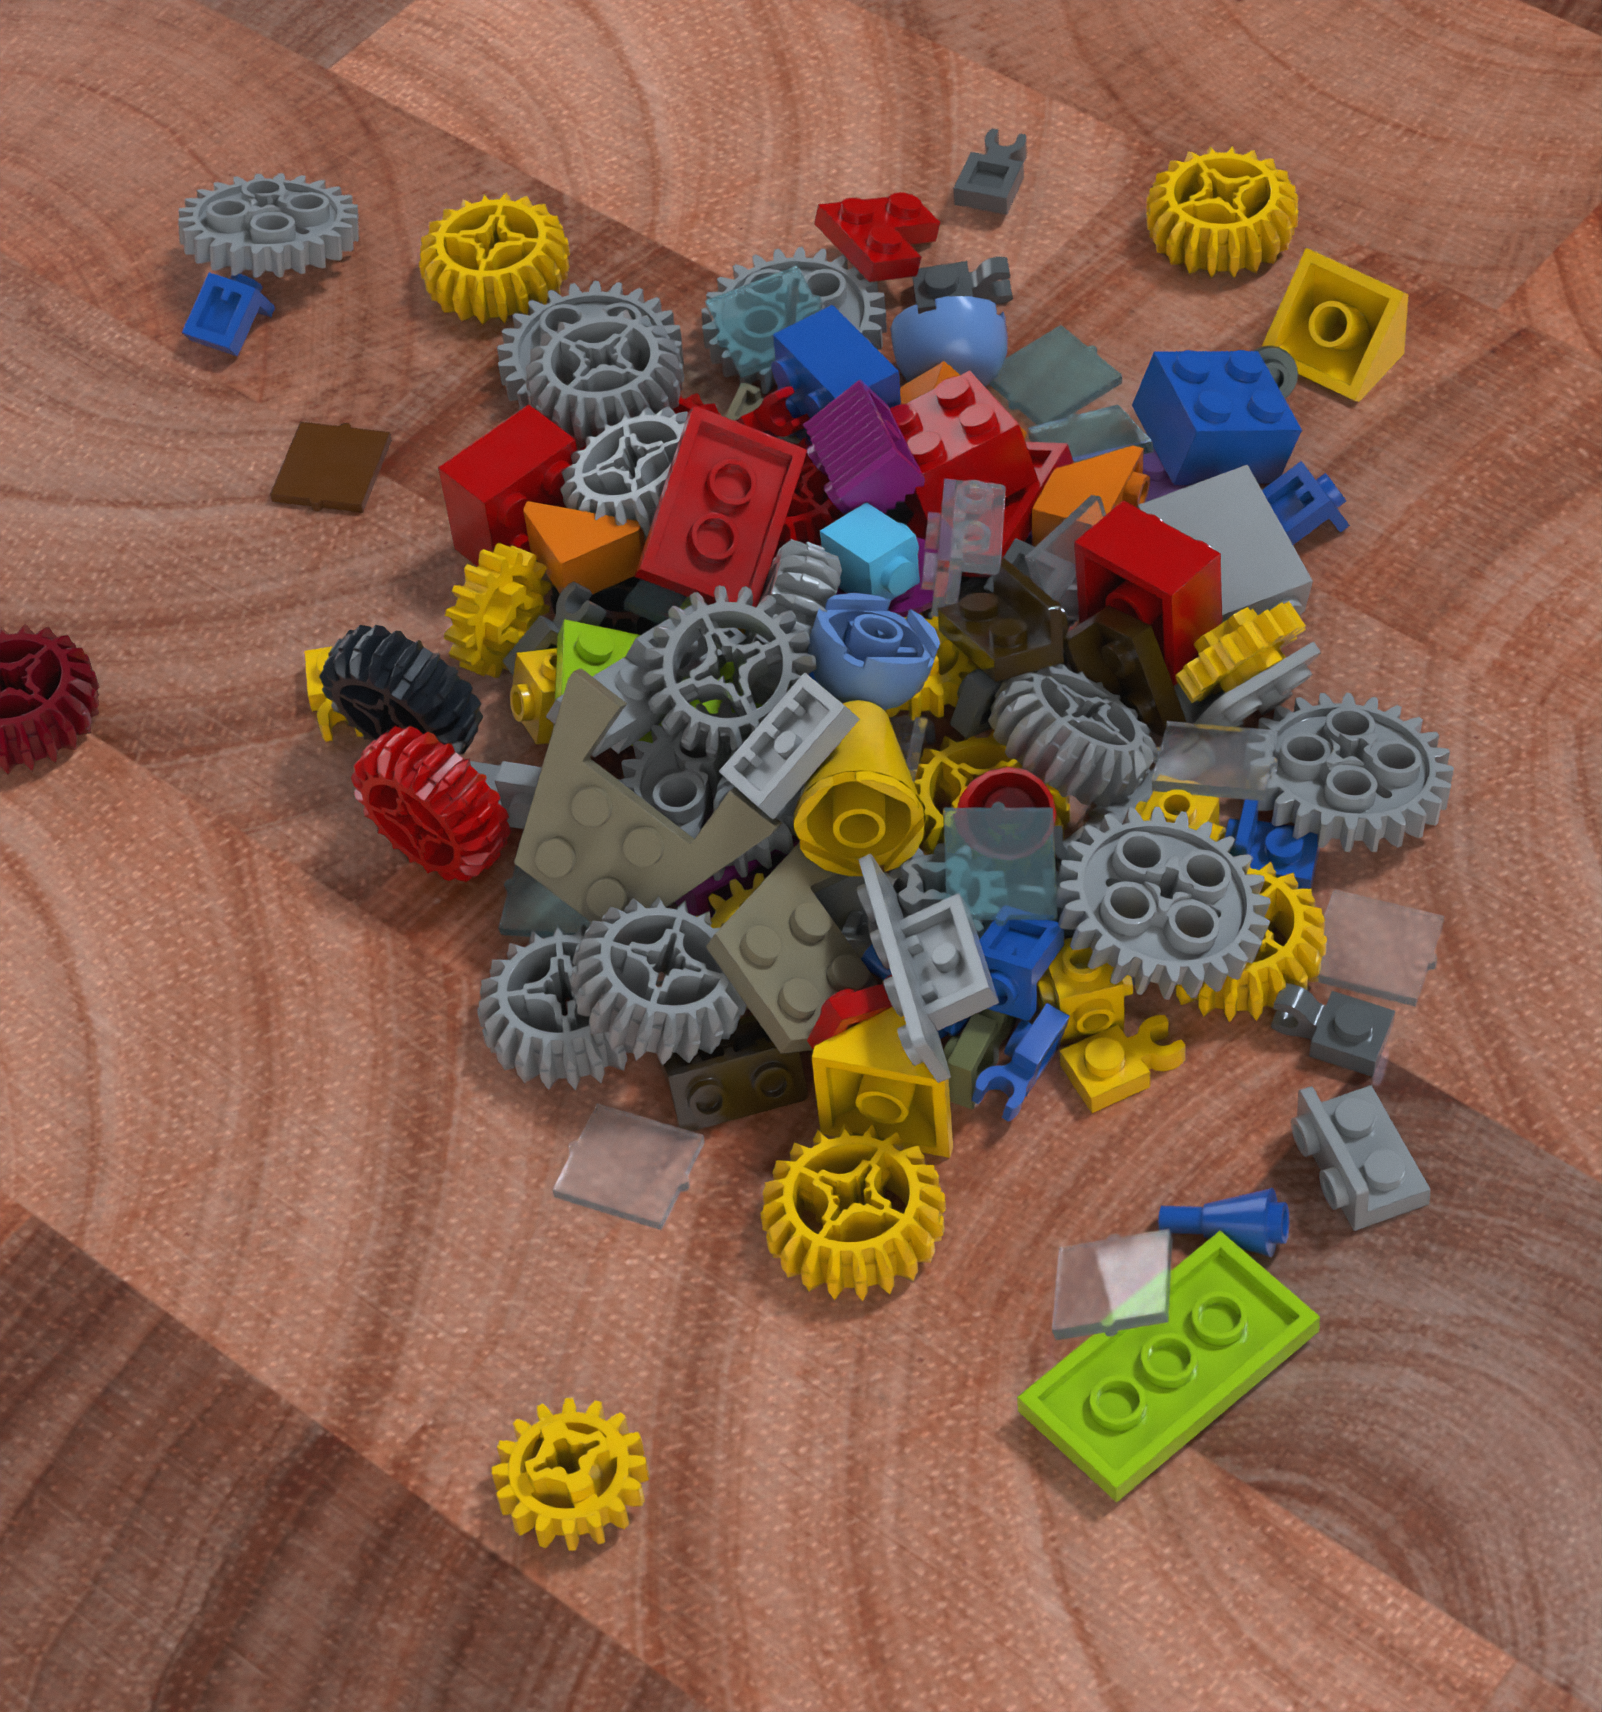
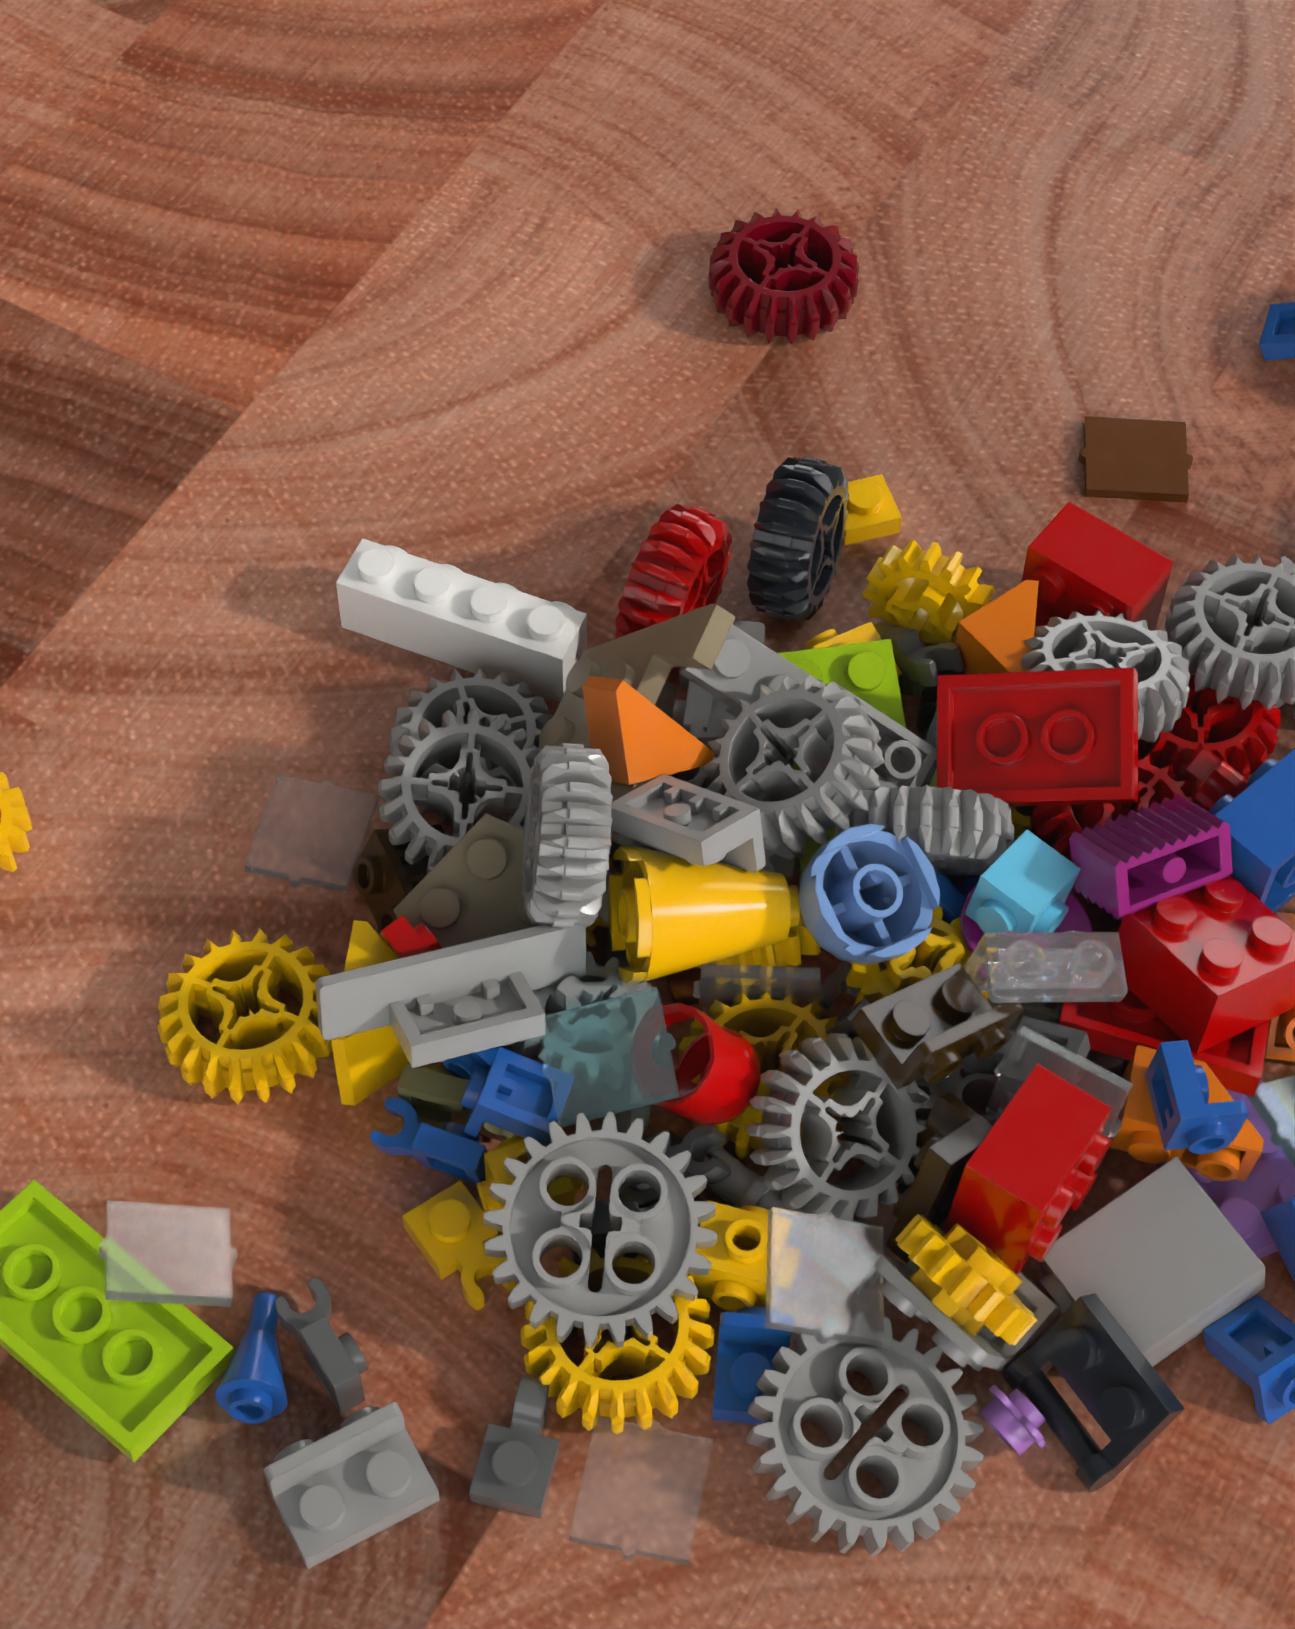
camera: 75 degrees right, 5 degrees up
(404, 1003) = (460, 618): none -> white brick
(674, 789) = (636, 734): none -> orange slope
(787, 838) = (566, 836): none -> light grey gear
(1104, 471) = (1181, 1103): none -> blue bracket
(1233, 1161) = (332, 1358): none -> dark grey plate
(1332, 590) = (1109, 1380): none -> black plate
(1341, 673) = (1014, 1420): none -> medium lavender plate

